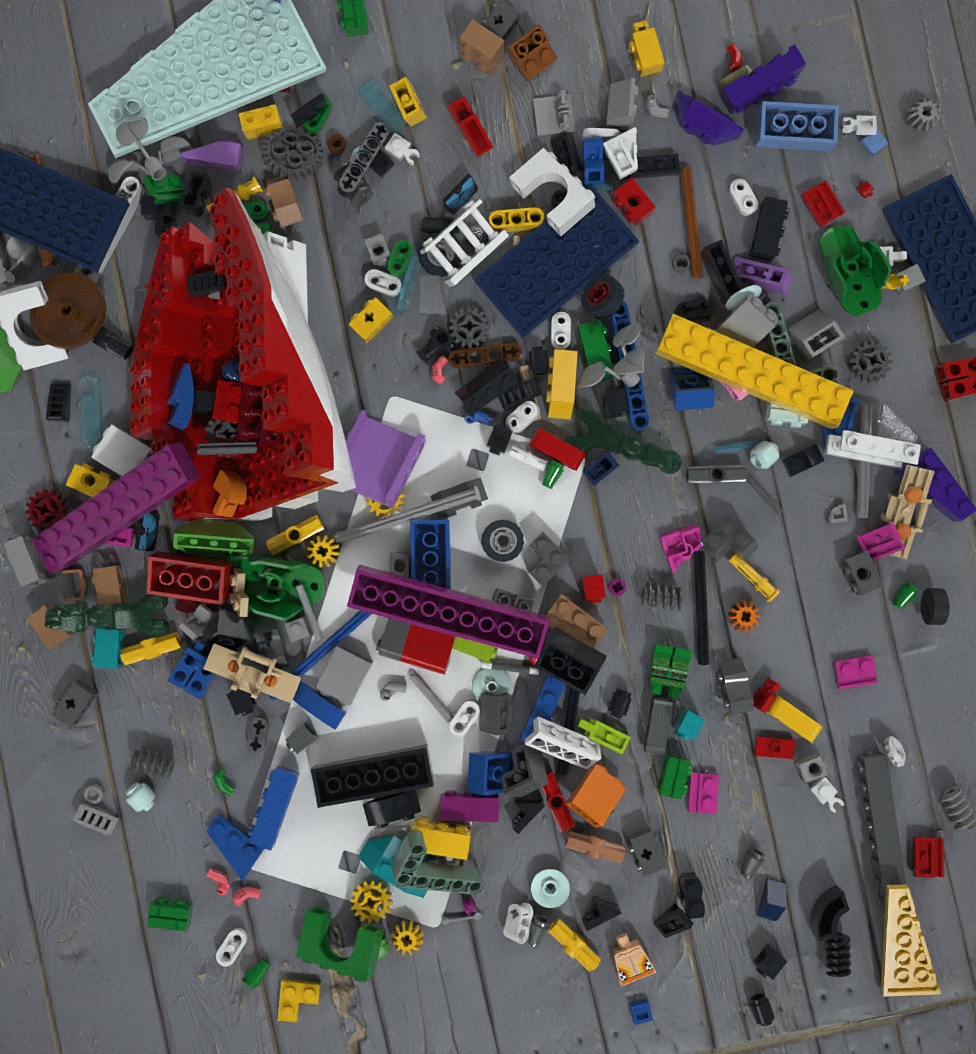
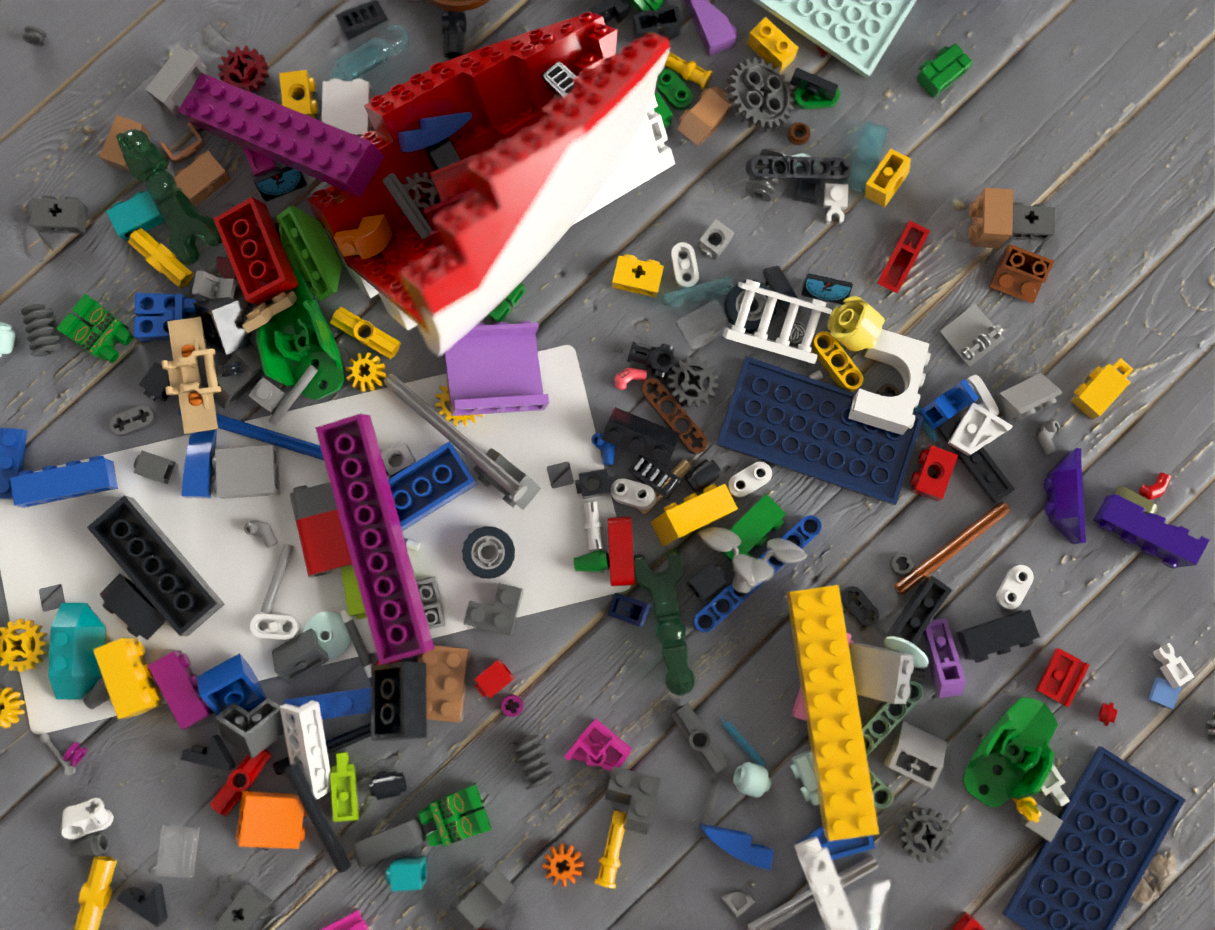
camera: 55 degrees right, 5 degrees down
(183, 723) = (102, 335): none -> green hips
(220, 783) = (59, 412): green arm -> none
(398, 259) = (719, 267): green plate -> none
(413, 873) = (72, 674): sand green beam -> none
(499, 189) = (855, 324): none -> light yellow brick
(550, 897) = (132, 835): light aqua dish -> none
(566, 152) = (941, 373): black slope -> none
(595, 846) = (216, 853): nougat piece -> none
(602, 297) = (811, 501): black wheel -> none
(613, 763) = (318, 817): none -> black axle
(674, 776) = (341, 894): green brick -> none
(691, 390) = (772, 656): blue slope -> none
(701, 608) = (544, 812): black axle -> none
(797, 126) = (1126, 598): medium blue brick -> none
(803, 460) = (773, 826): black slope -> none
(803, 489) = (739, 845): none -> blue slope

